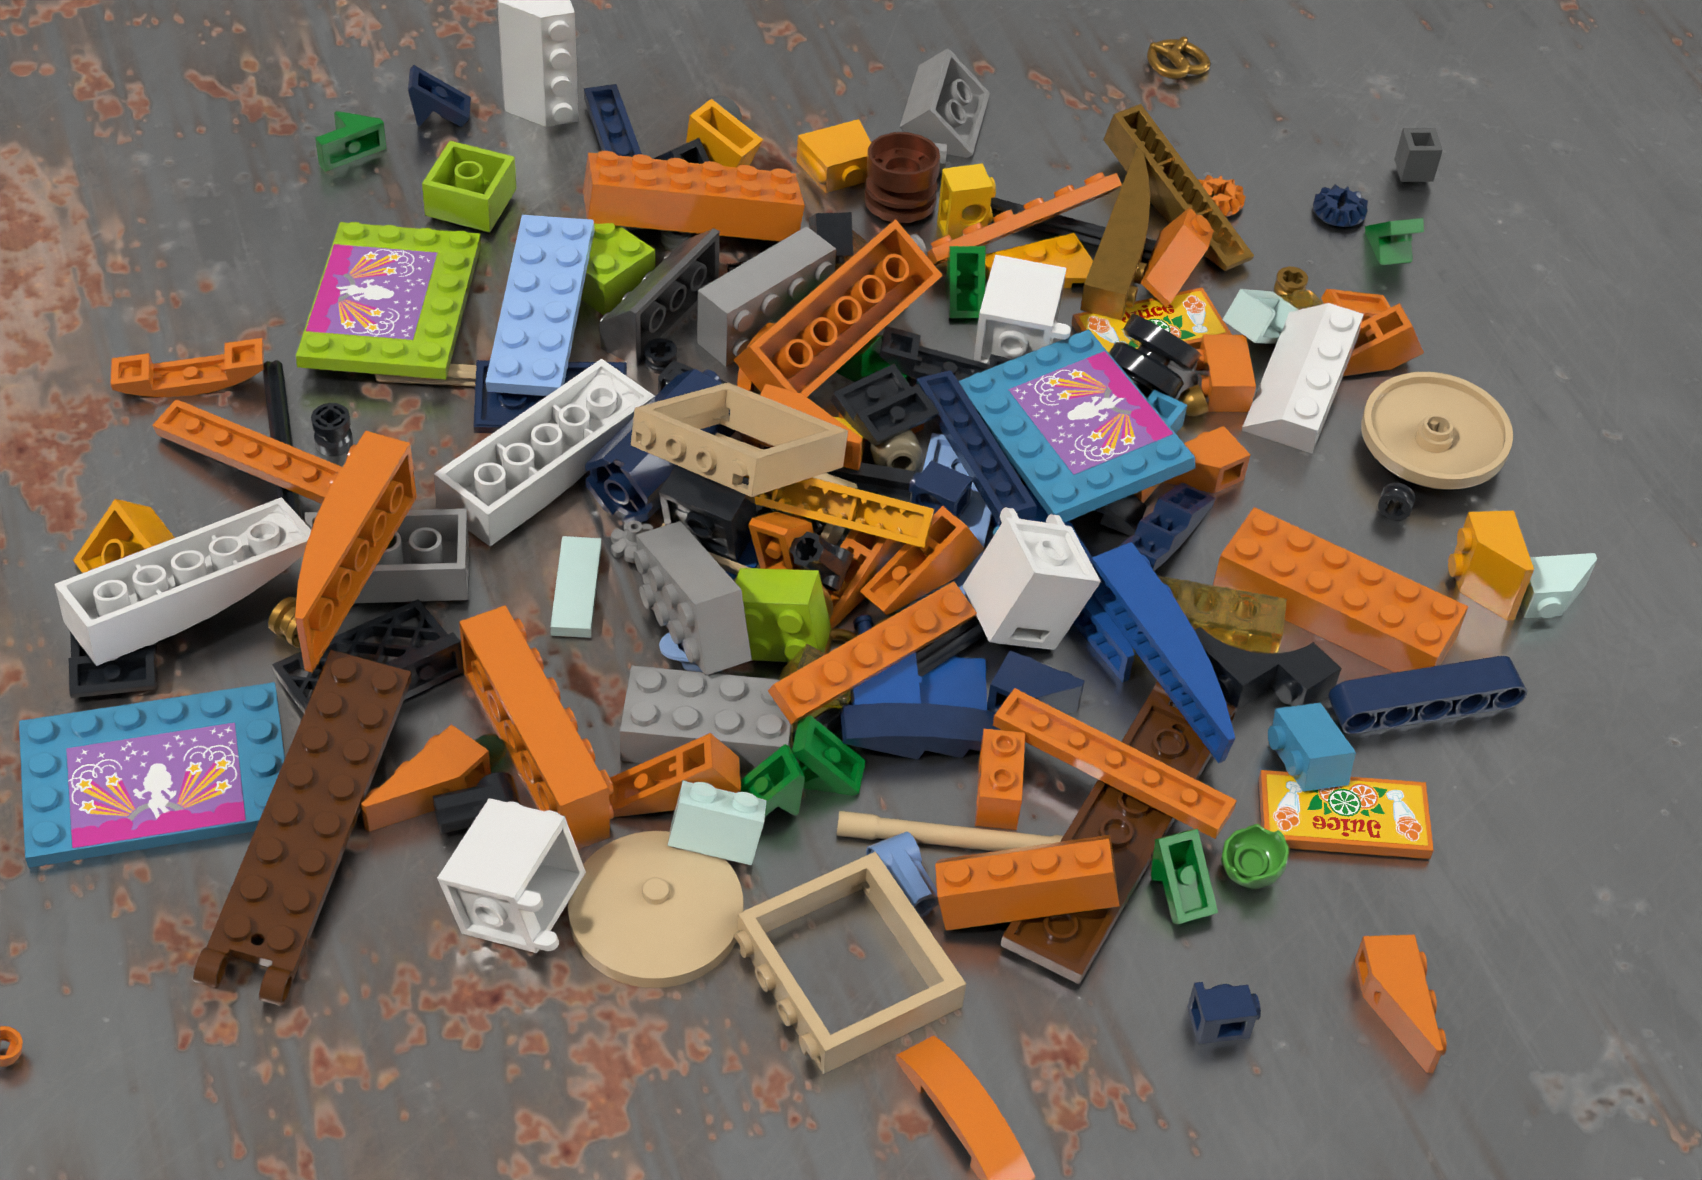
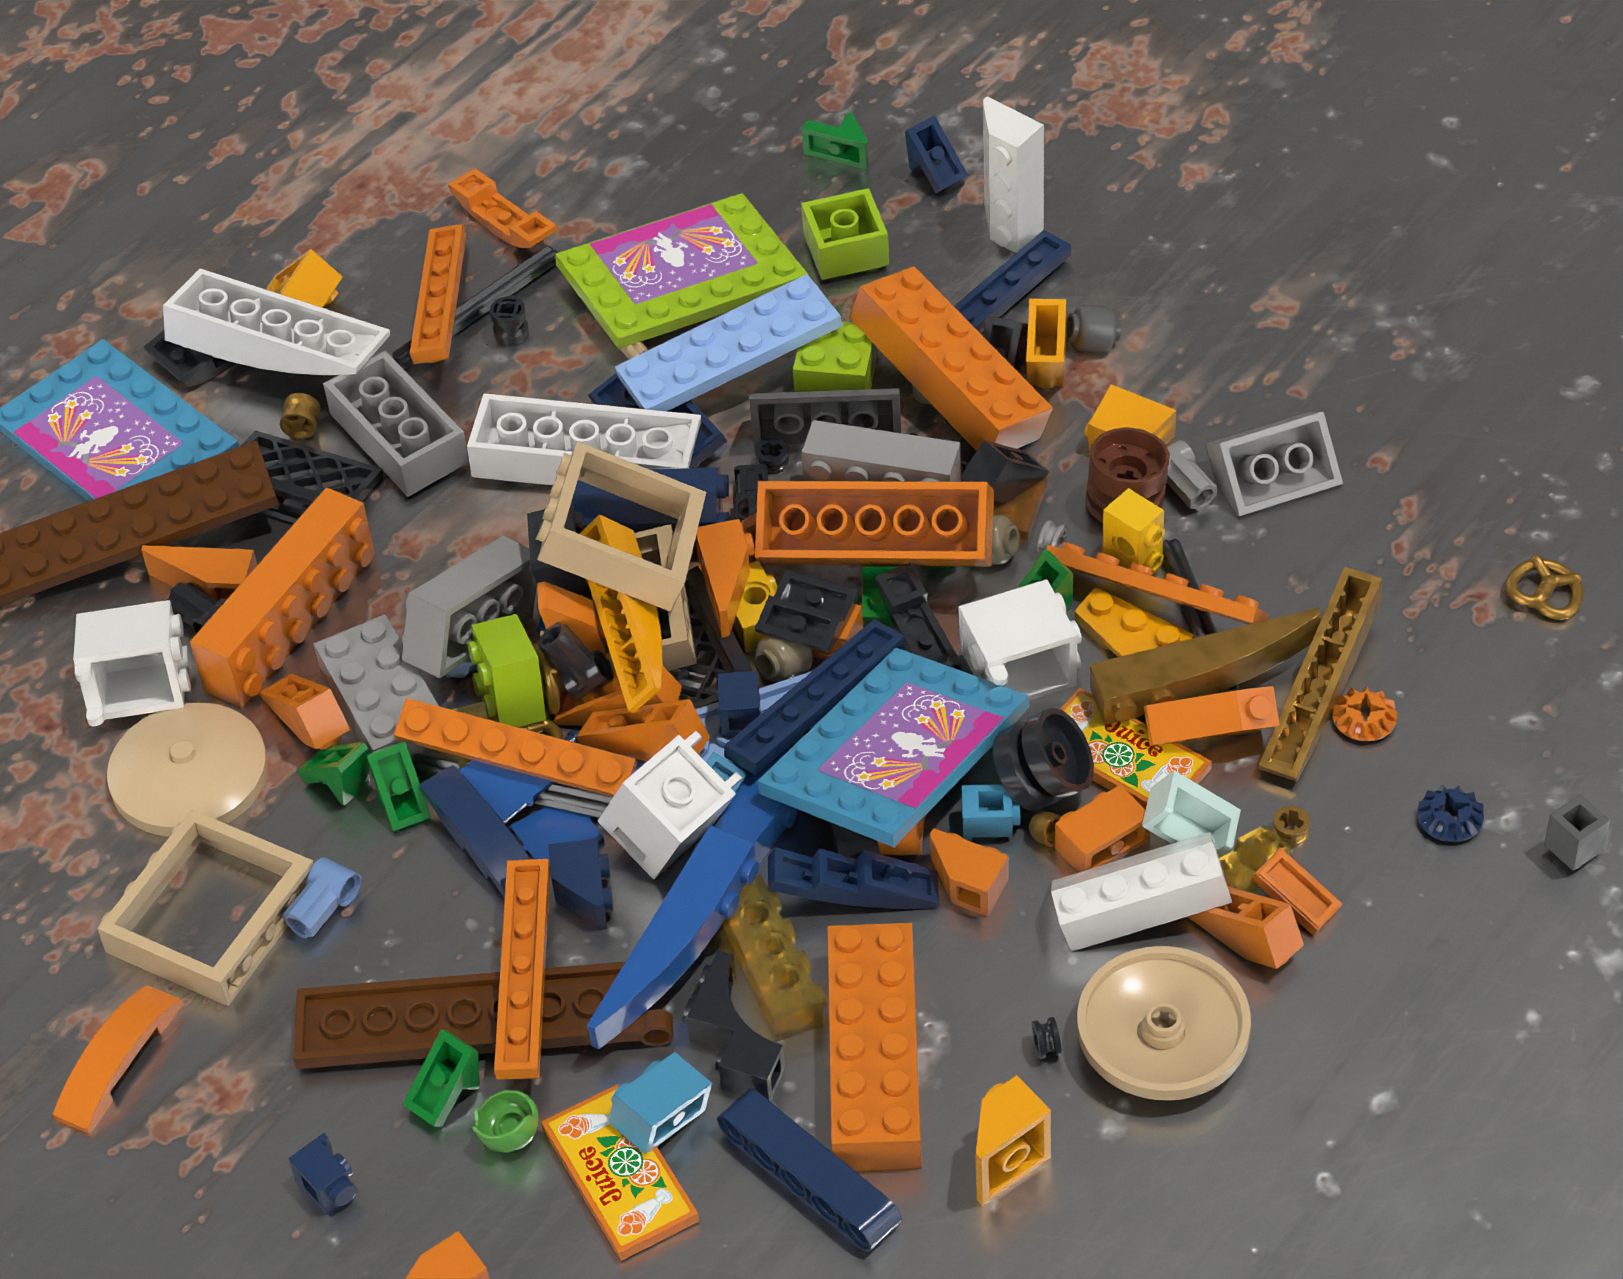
camera: 65 degrees right, 0 degrees up
(350, 536) = (338, 382): orange slope -> none
(576, 587) = (453, 550): light aqua tile -> none
(717, 822) = (274, 751): light aqua brick -> none
(874, 827) = (365, 859): tan piece -> none
(1000, 779) = (461, 906): orange brick -> none
(1026, 882) = (354, 968): orange slope -> none
(1393, 240) = (1434, 873): green slope -> none
(1556, 584) = (1039, 1210): light aqua slope -> none

